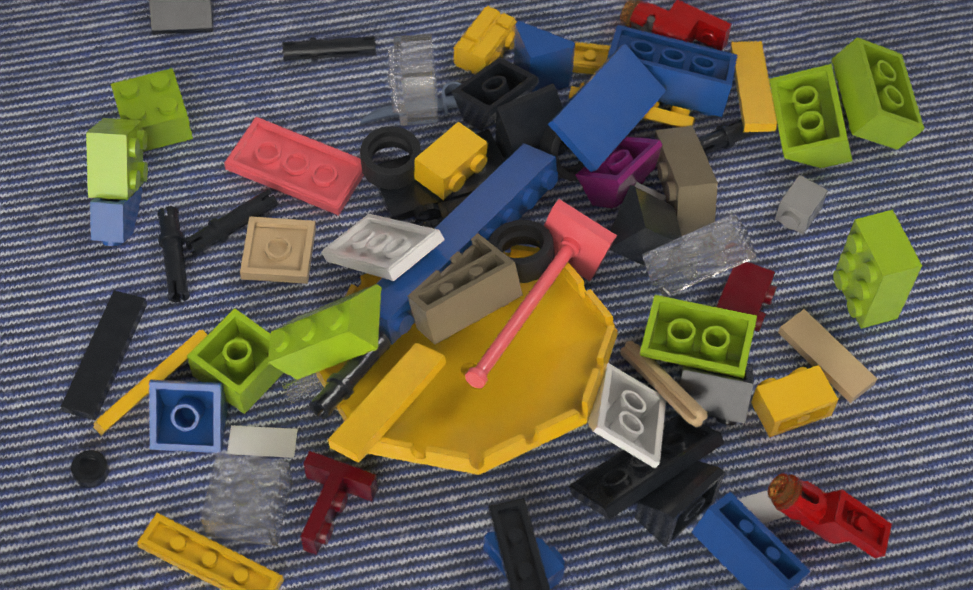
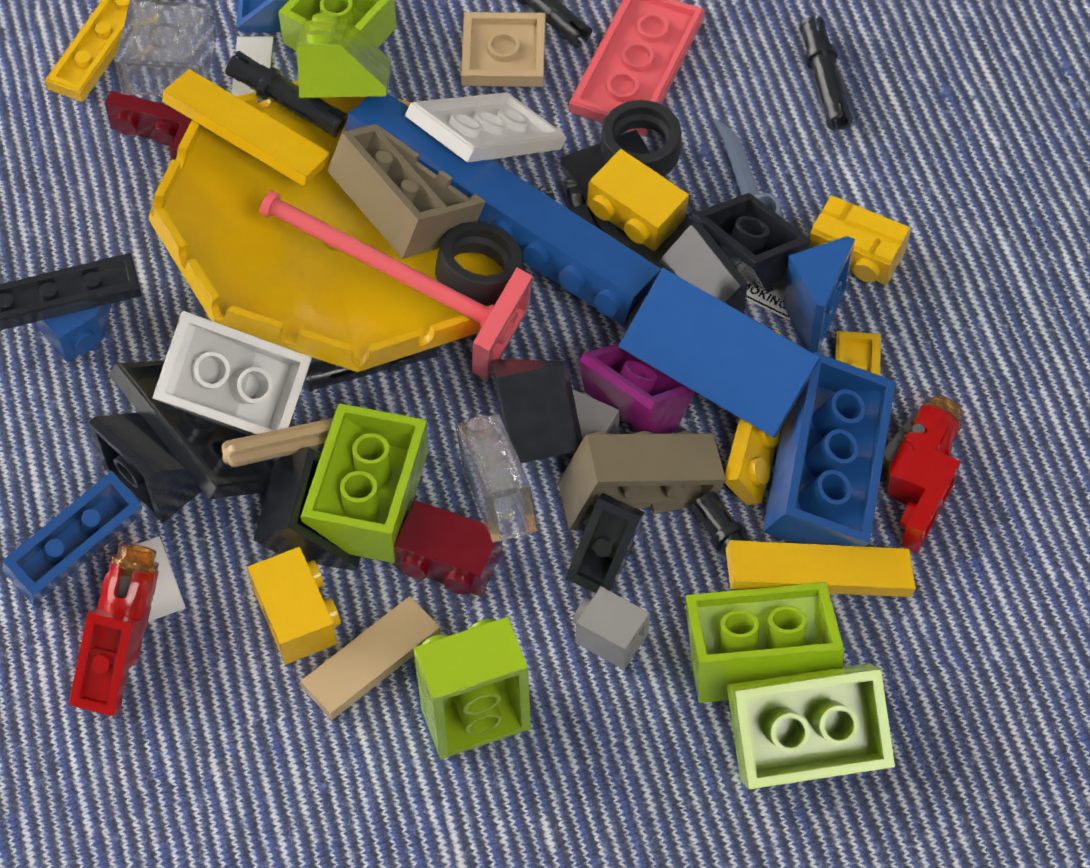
camera: 90 degrees right, 0 degrees up
(413, 79) = (759, 148): clear brick -> none
(742, 199) = (605, 544): none -> black slope

